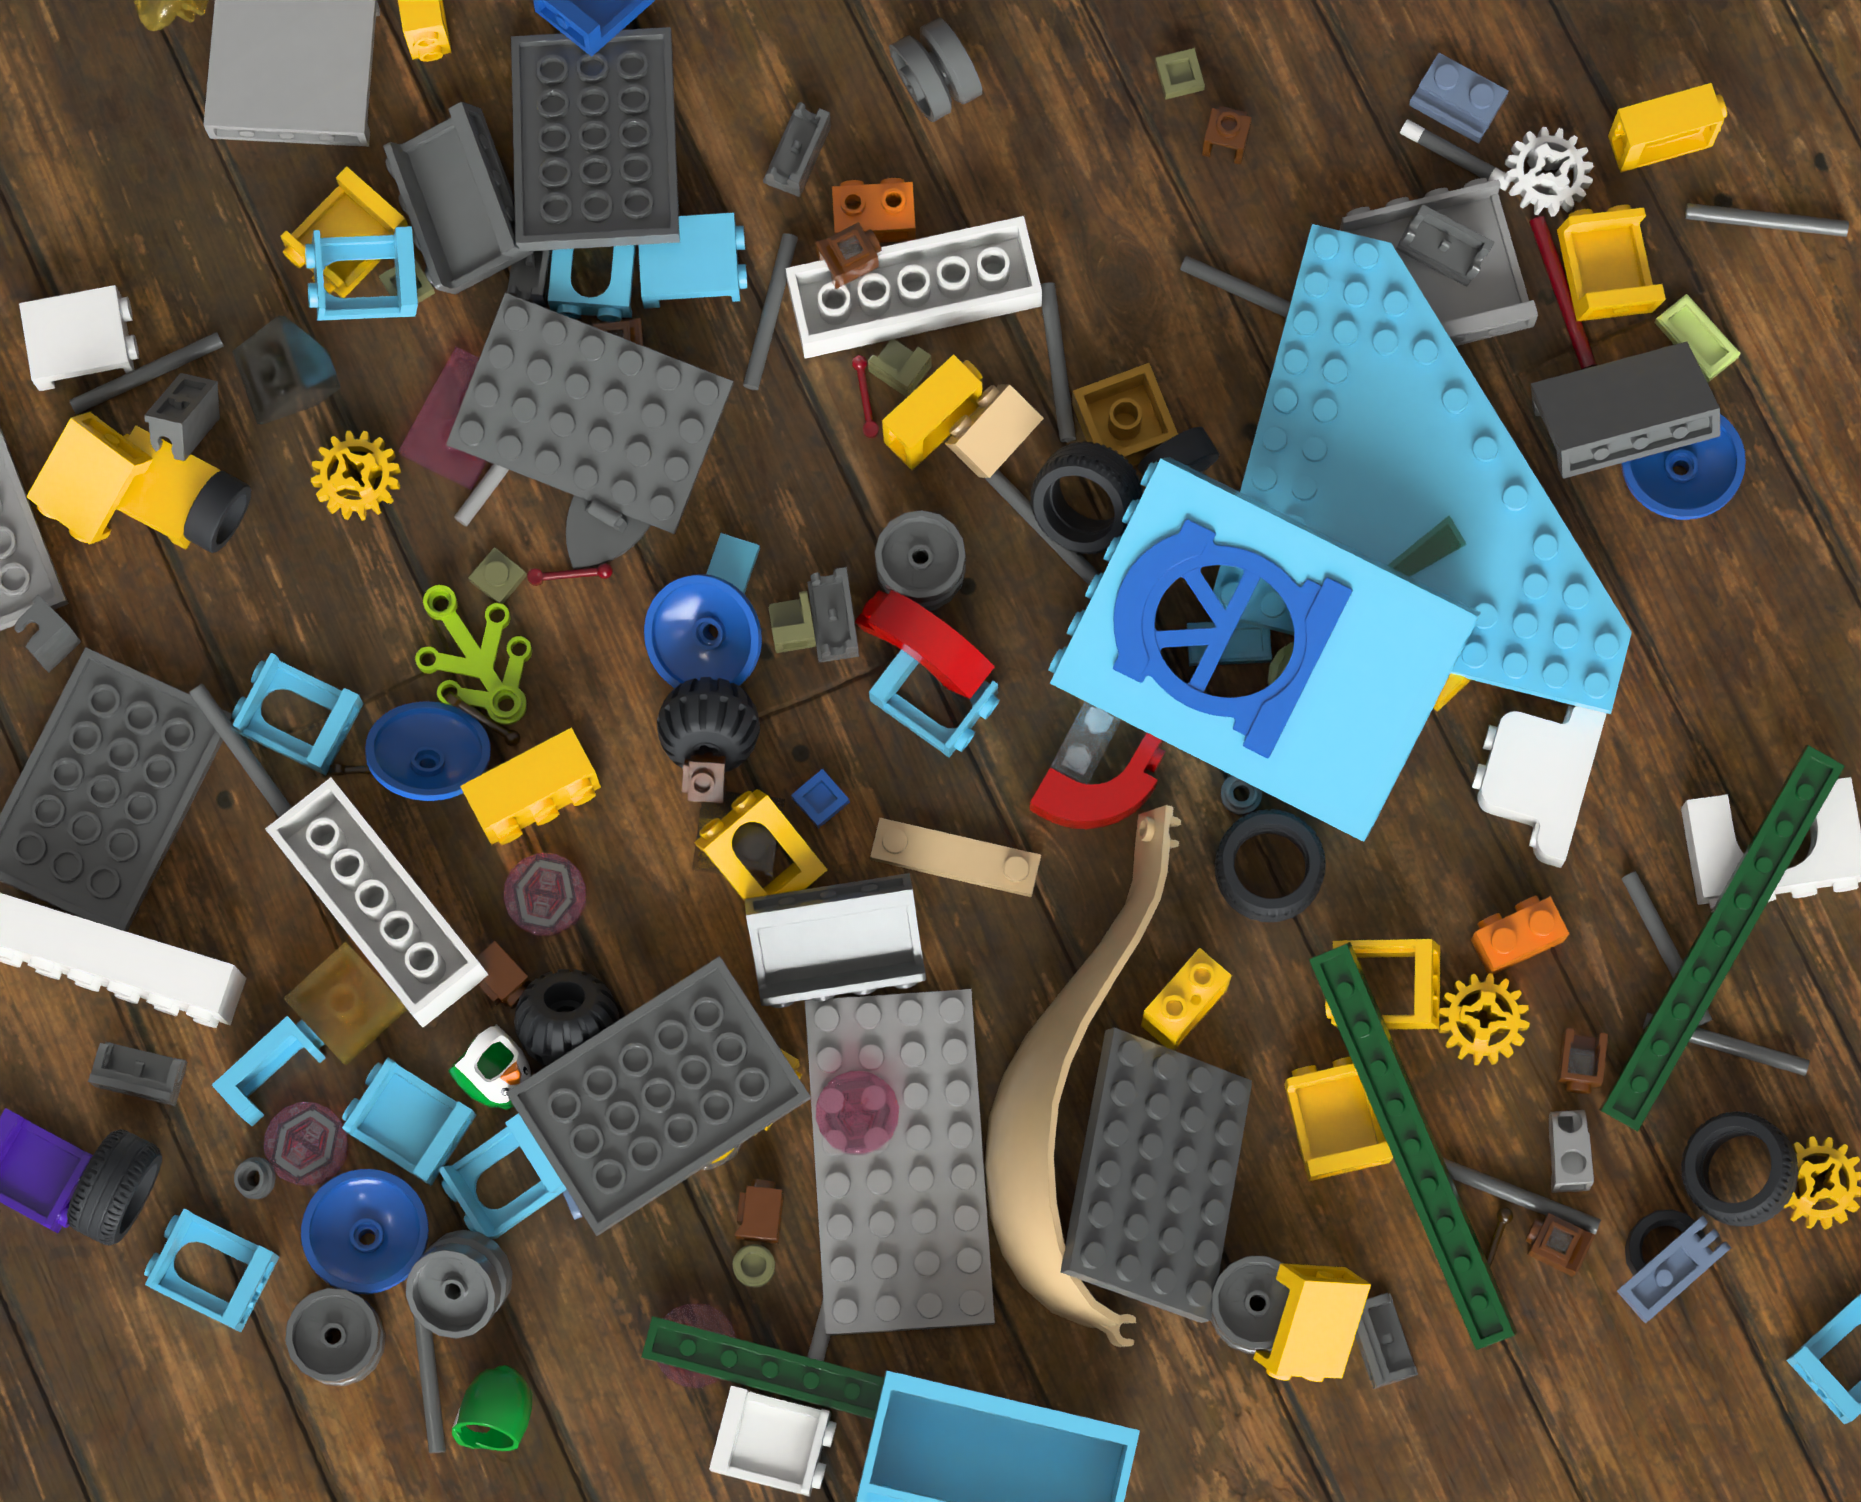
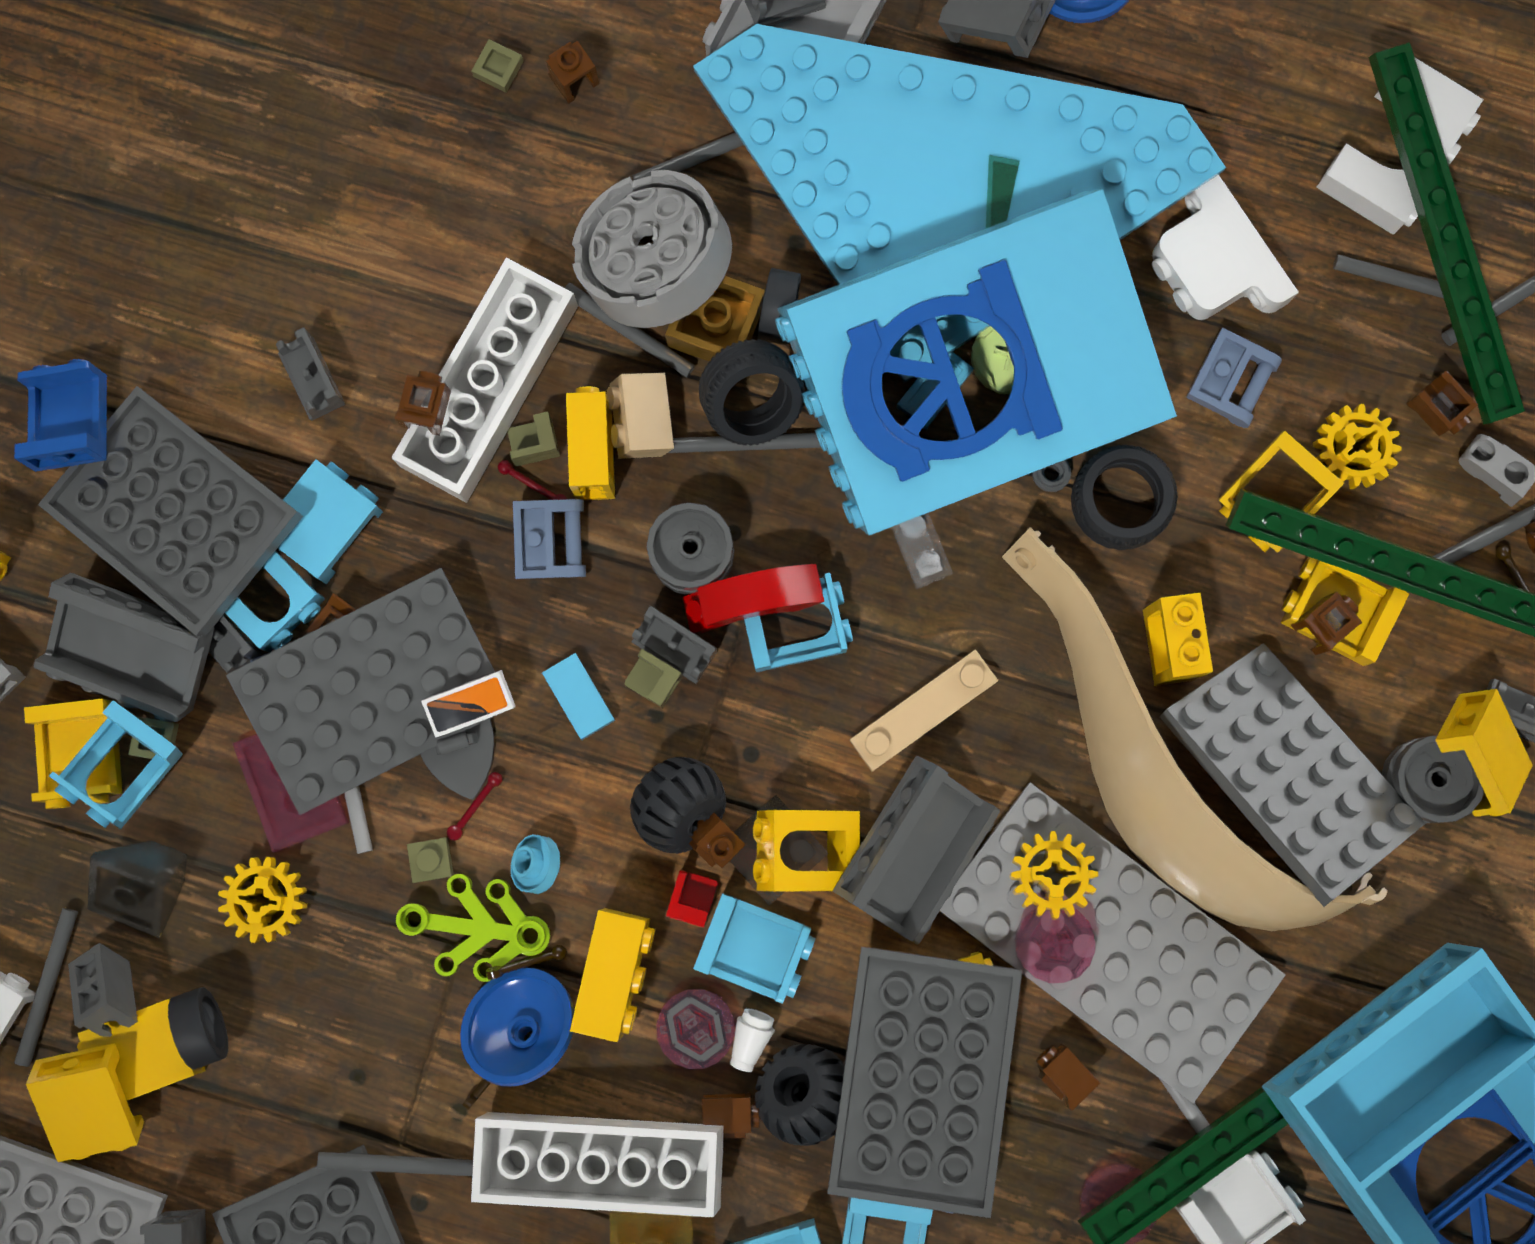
camera: 50 degrees left, 5 degrees up
(277, 675) = (380, 1135): medium azure panel -> none
(491, 1068) = (794, 1183): piece -> none
(565, 657) = (535, 864): none -> medium azure plate
(574, 942) = (750, 1038): none -> white cone
(644, 802) = (692, 898): none -> red panel
(645, 495) = (468, 703): none -> slope
(647, 883) = (754, 948): none -> medium azure panel
(680, 636) = (600, 770): blue dish -> none
(754, 1265) = (1097, 1111): olive tile -> none
(770, 312) = (410, 497): dark grey bar -> none
(820, 798) = (799, 769): blue plate -> none
(822, 436) = (536, 539): none -> sand blue plate
(880, 207) = (405, 353): orange brick -> none
(921, 1076) = (1053, 857): none -> yellow gear
(935, 69) = (341, 226): dark grey wheel -> none
(1103, 804) = (963, 592): red arch -> none
(1124, 353) = (660, 279): none -> light grey brick
(1312, 1112) = (1329, 621): none -> reddish brown window
(1450, 859) = (1222, 372): none -> sand blue plate
(1520, 935) = (1320, 371): orange brick -> none

